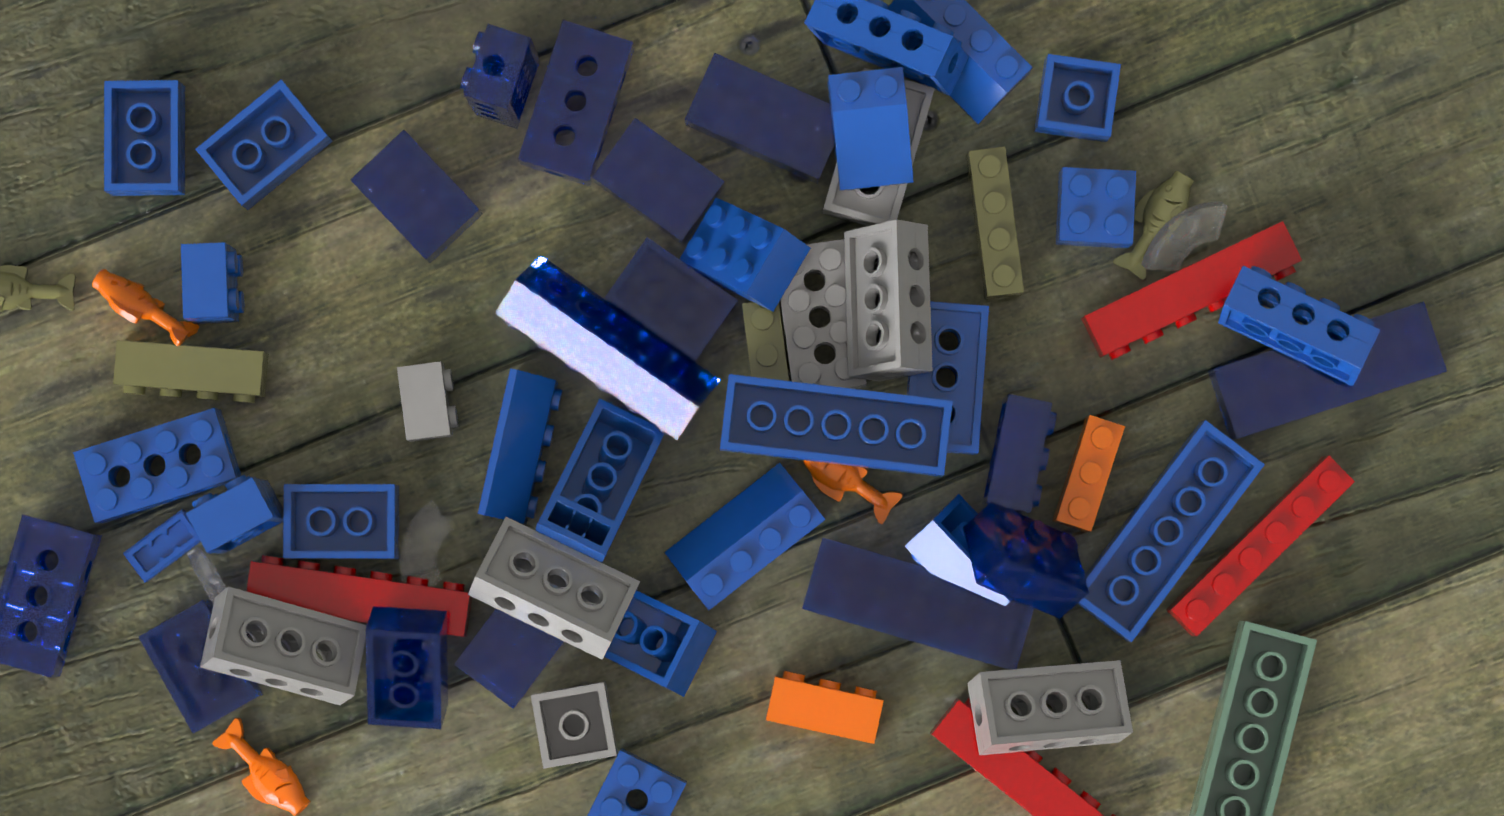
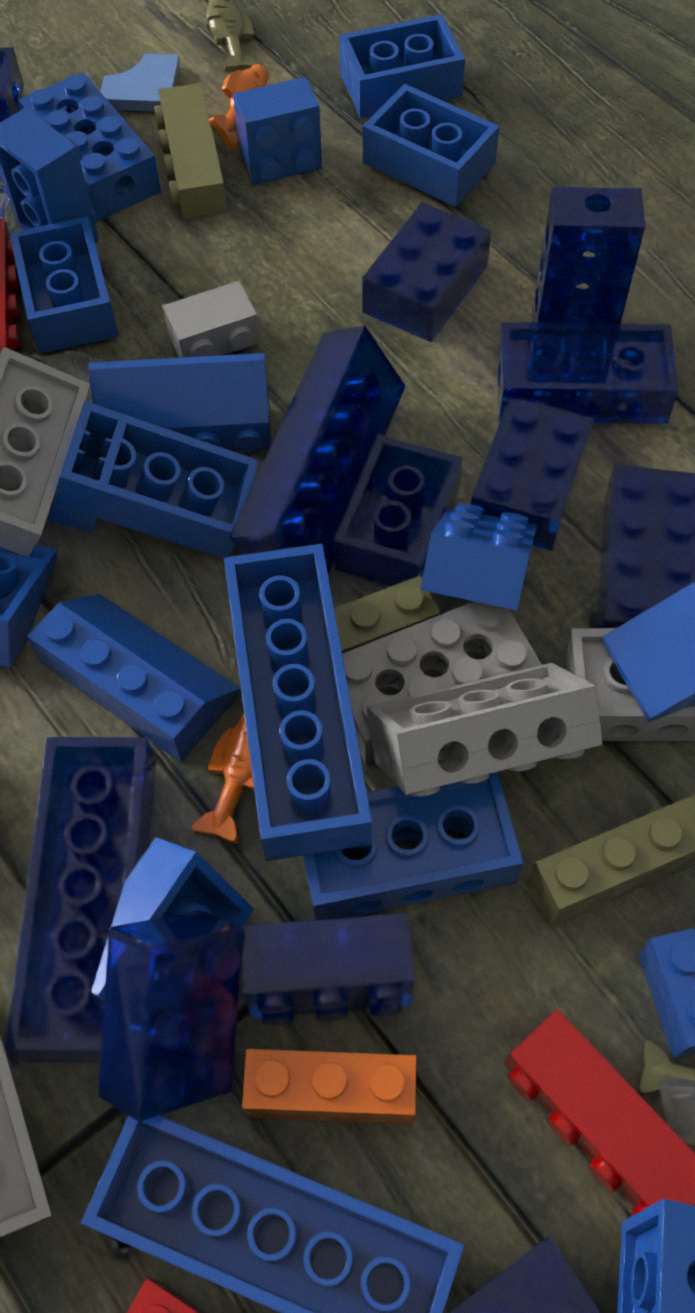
camera: 75 degrees right, 25 degrees down
(72, 393) = (139, 86): none -> medium blue tile

